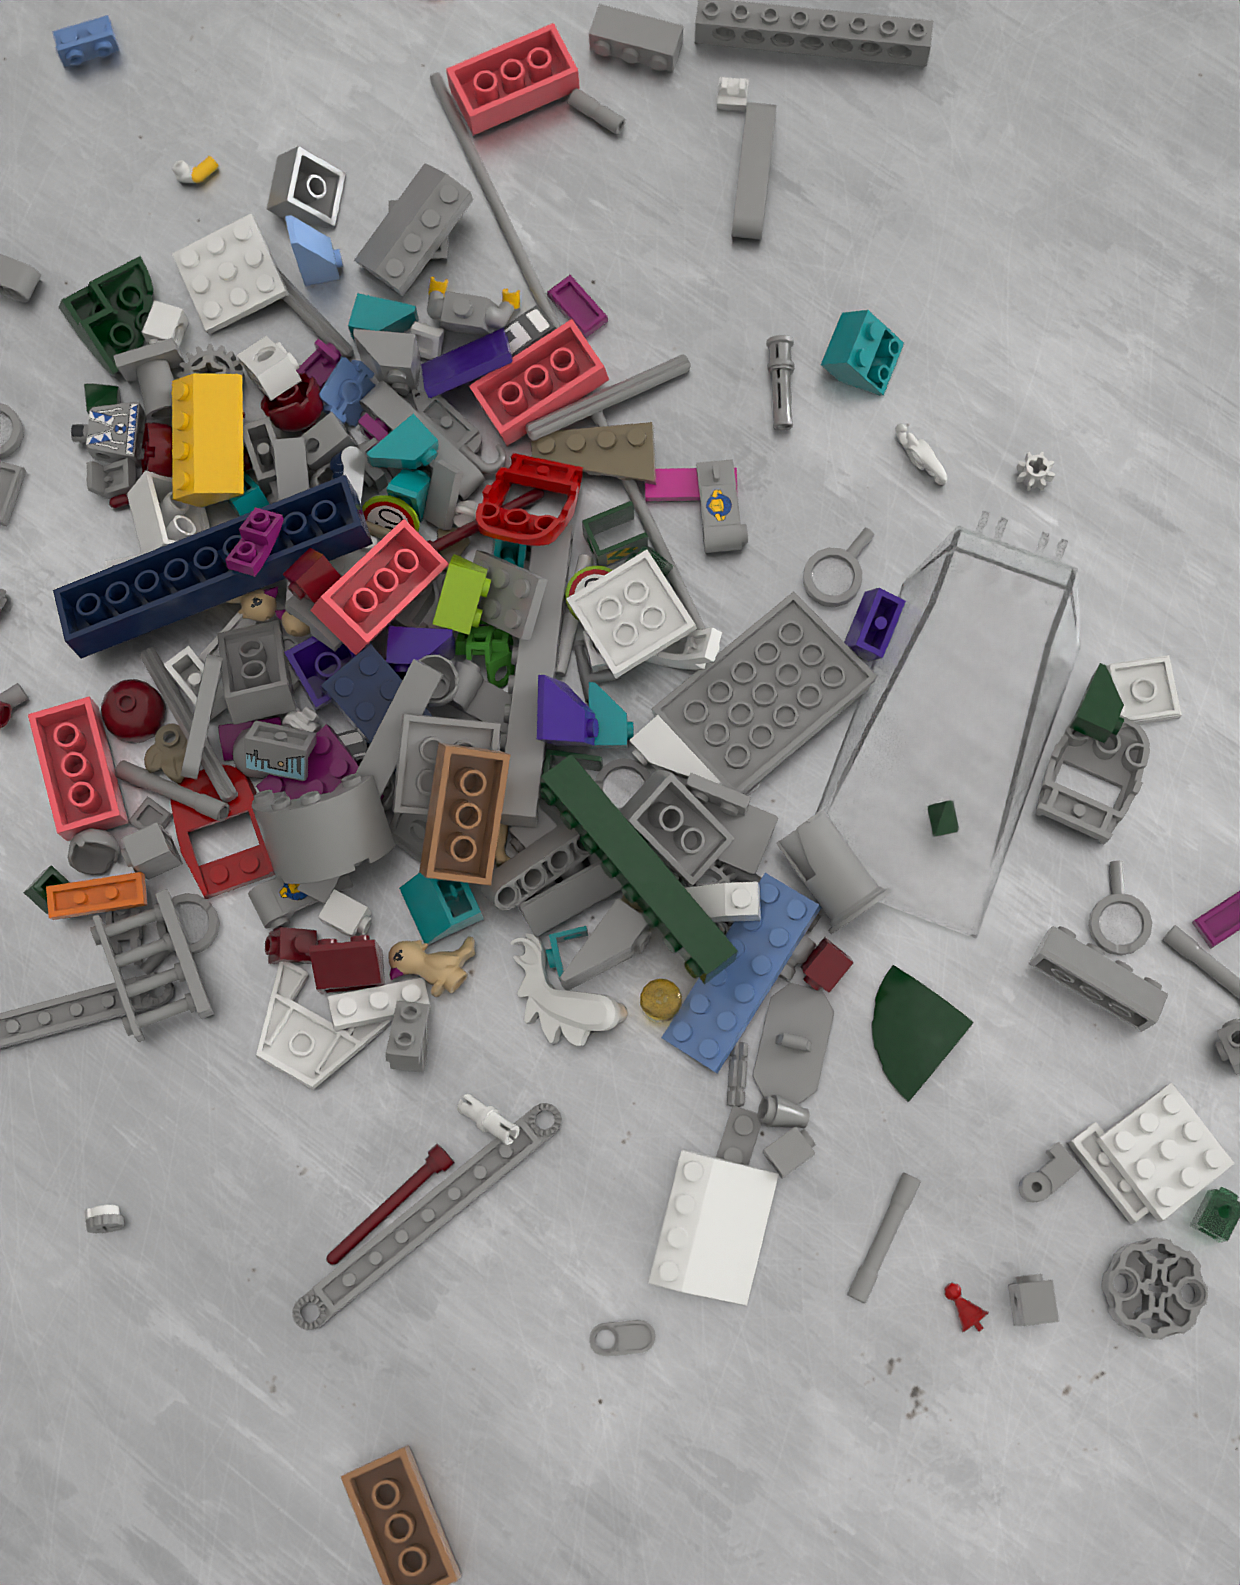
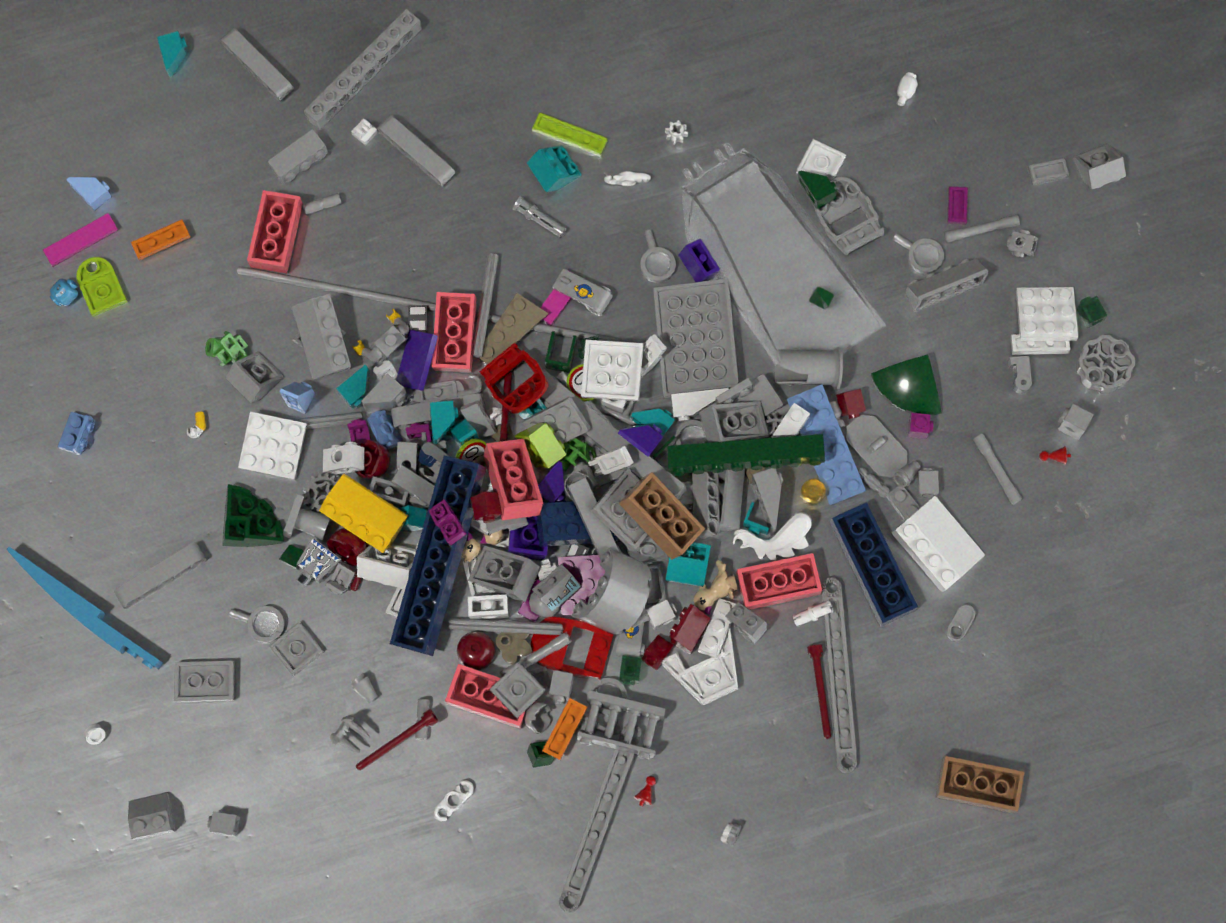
camera: 55 degrees left, 0 degrees up
(83, 1065) = (644, 795): none -> red piece
(102, 796) = (517, 690): none -> light grey tile
(165, 323) = (277, 498): white brick -> none
(202, 716) = (513, 613): light grey beam -> none
(240, 927) = (630, 670): none -> clear green brick
(319, 142) = (219, 346): none -> bright green piece
(382, 877) = (656, 585): none -> light grey tile
(499, 1041) = (779, 581): none -> coral brick
(501, 698) = (611, 461): none -> white hinge
(577, 305) = (421, 286): magenta tile -> none
(615, 1155) = (873, 564): none -> dark blue brick
(865, 1083) = (919, 425): none -> magenta brick
(927, 342) = (569, 134): none -> lime tile

